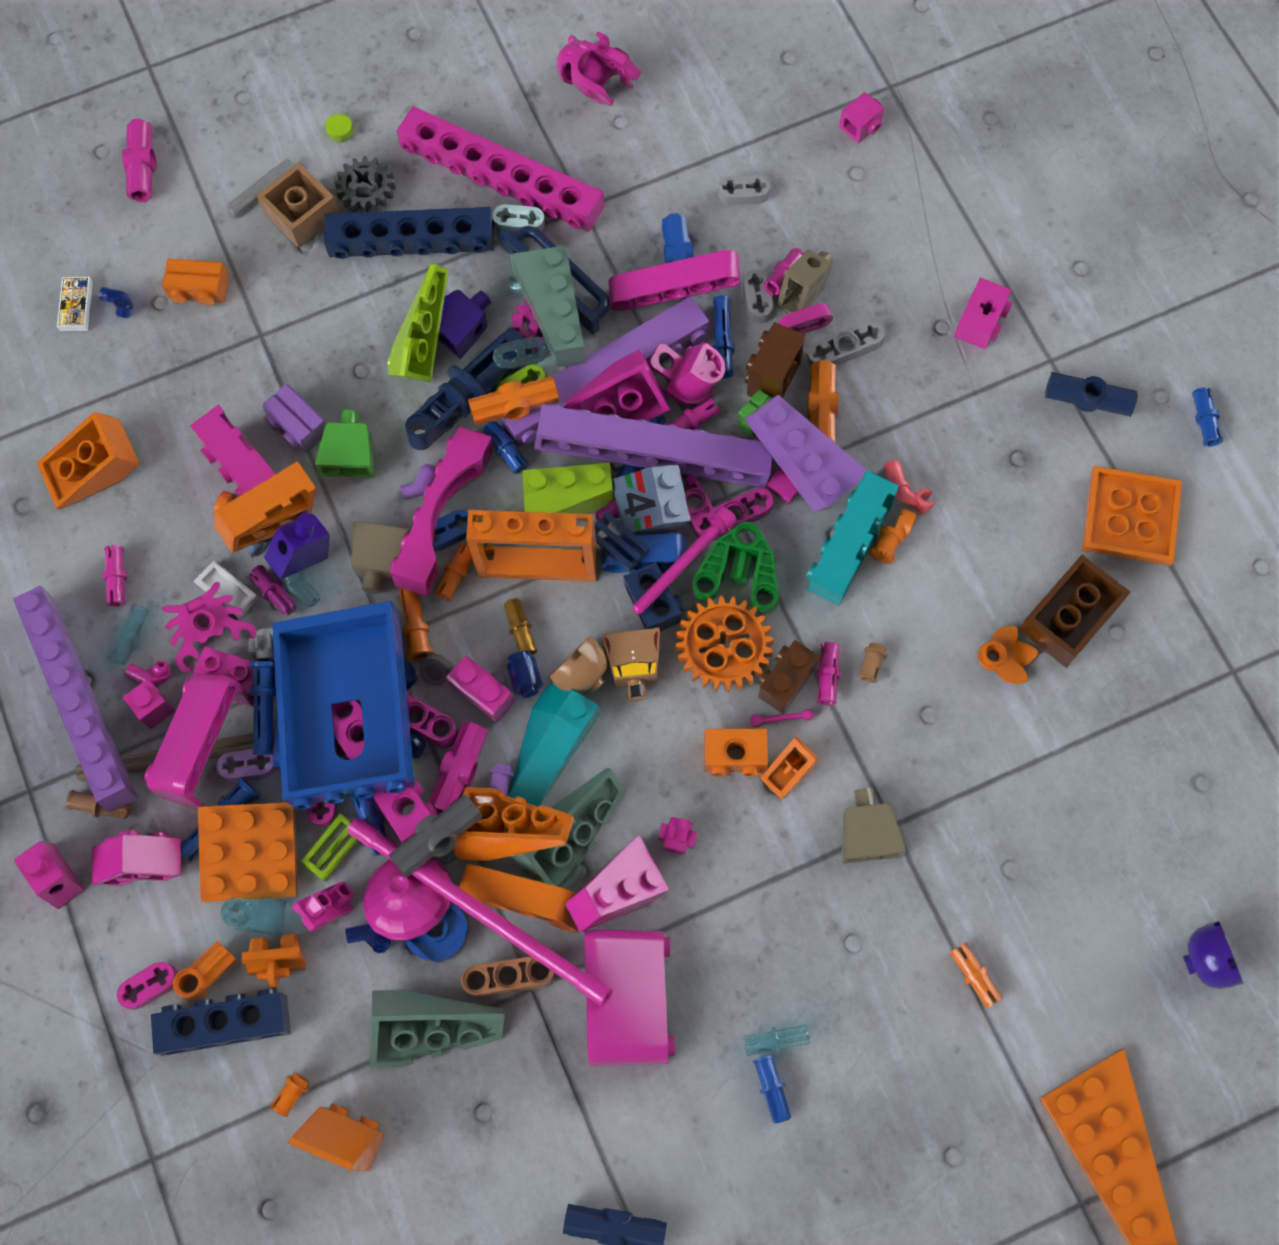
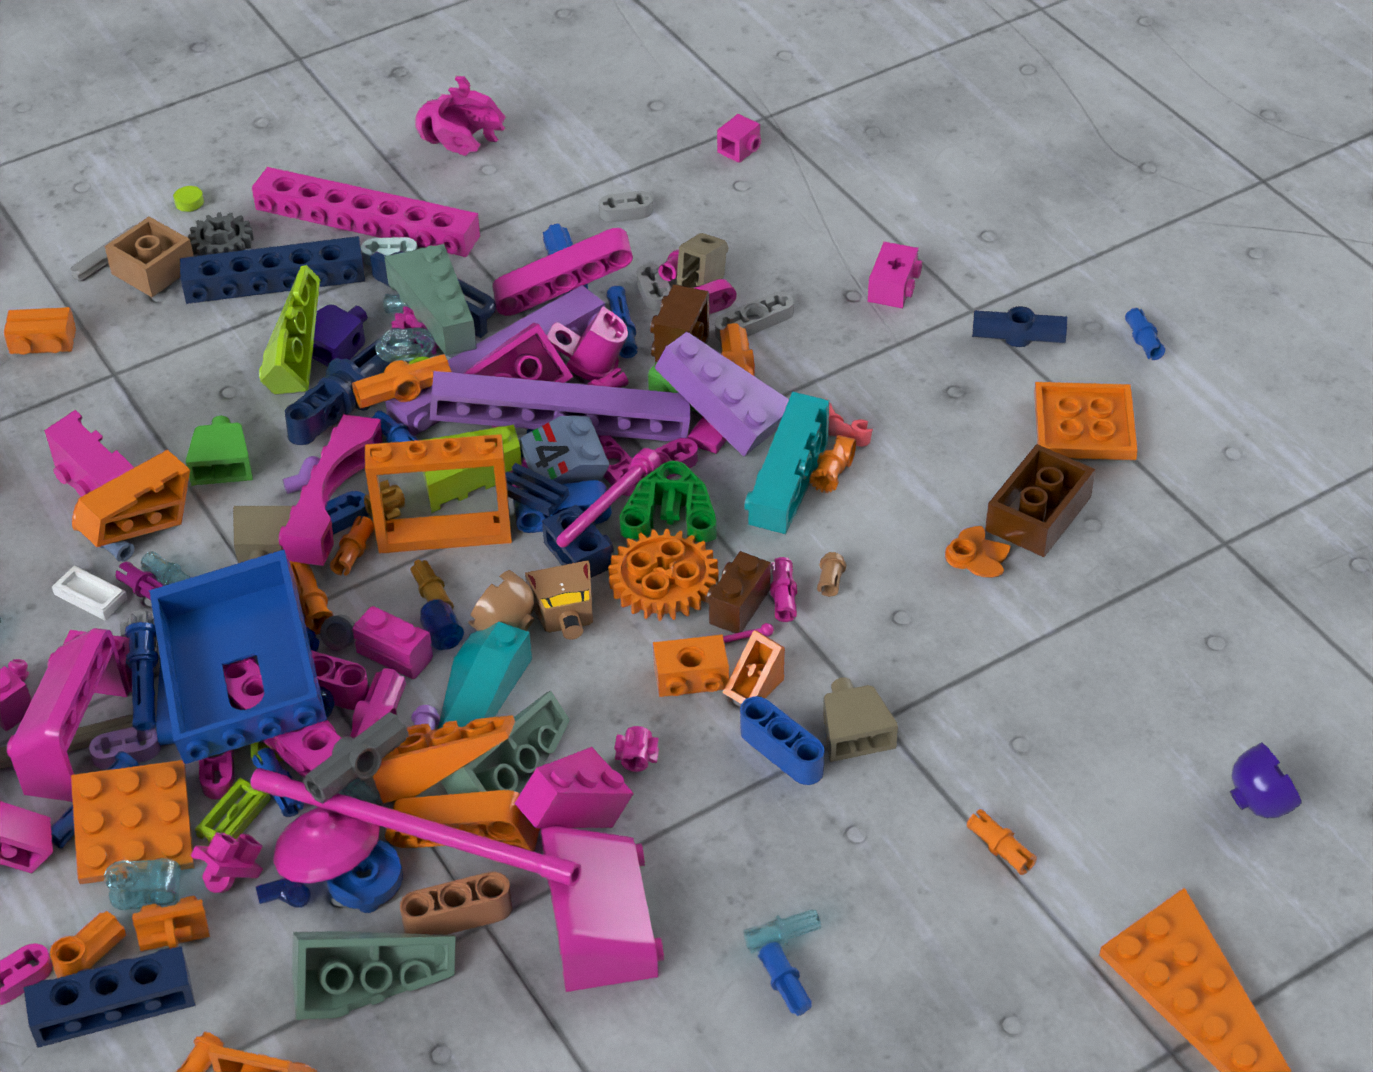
camera: 10 degrees left, 25 degrees down
(201, 620) = (65, 612): dark pink animal -> none
(295, 417) = (157, 430): medium lavender brick -> none
(298, 546) = (173, 529): dark purple torso -> none
(801, 828) = (782, 740): none -> blue beam

